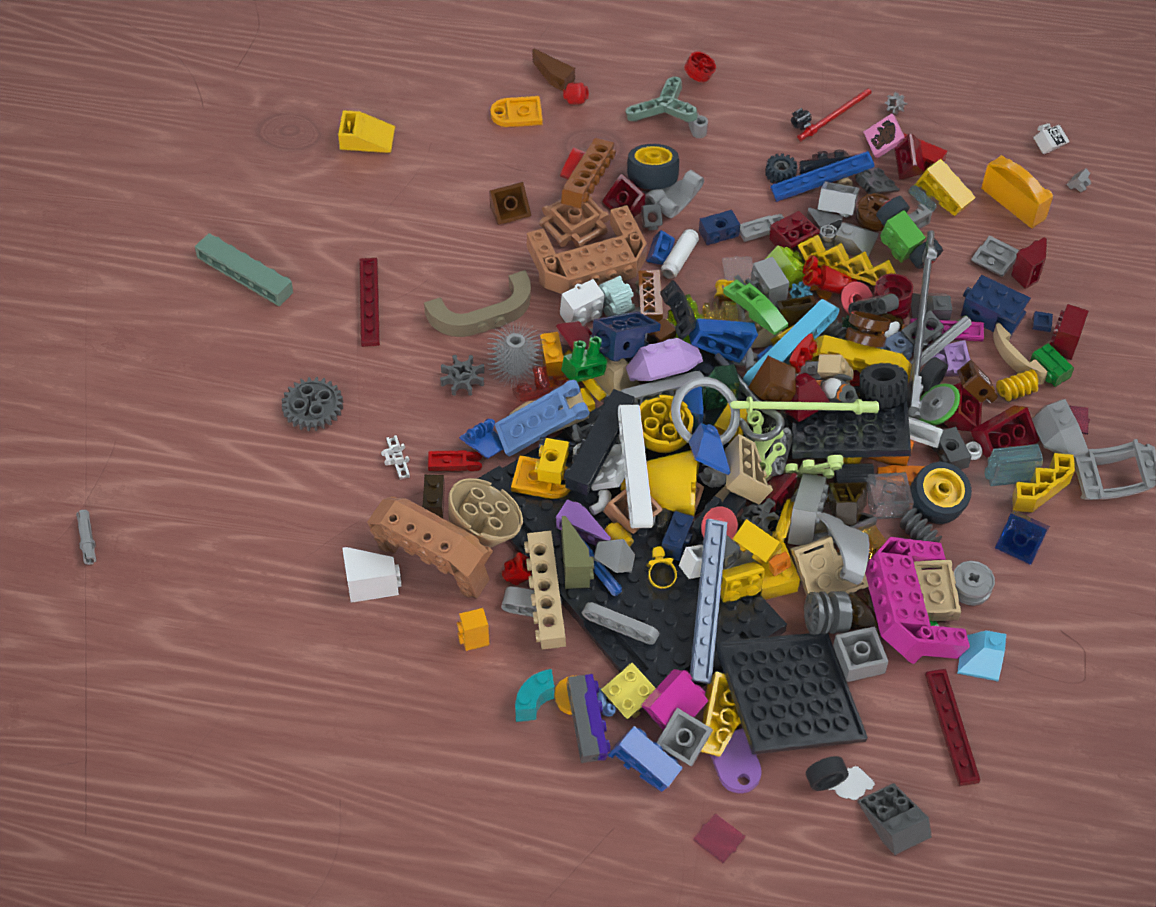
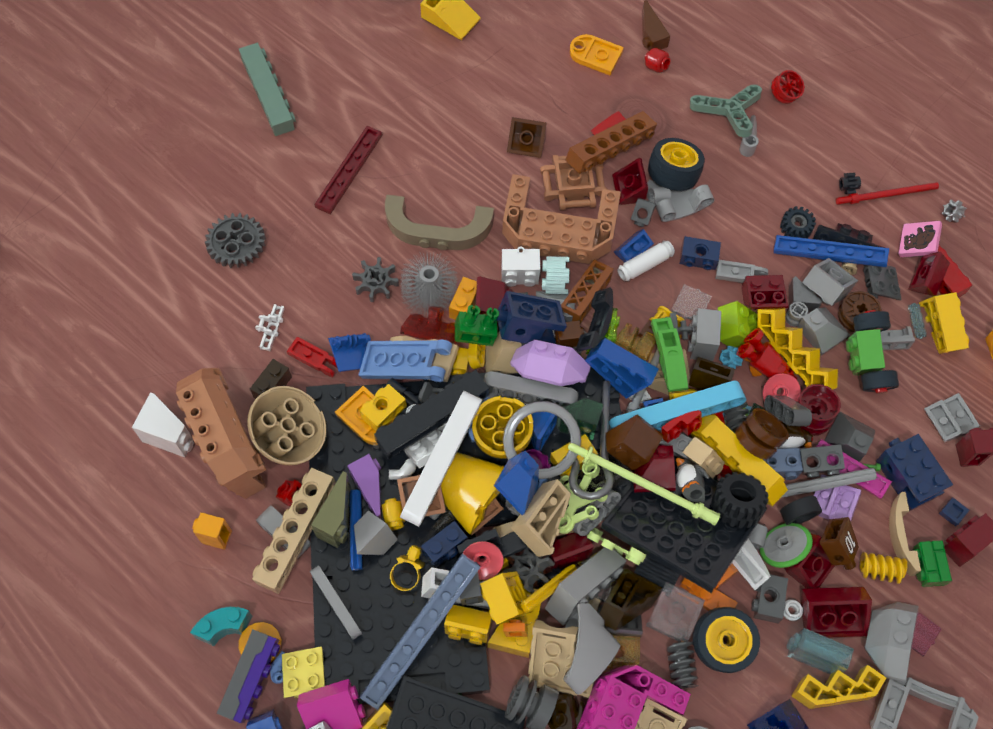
camera: 30 degrees right, 10 degrees up
(915, 387) = (773, 517): flat silver bar -> none

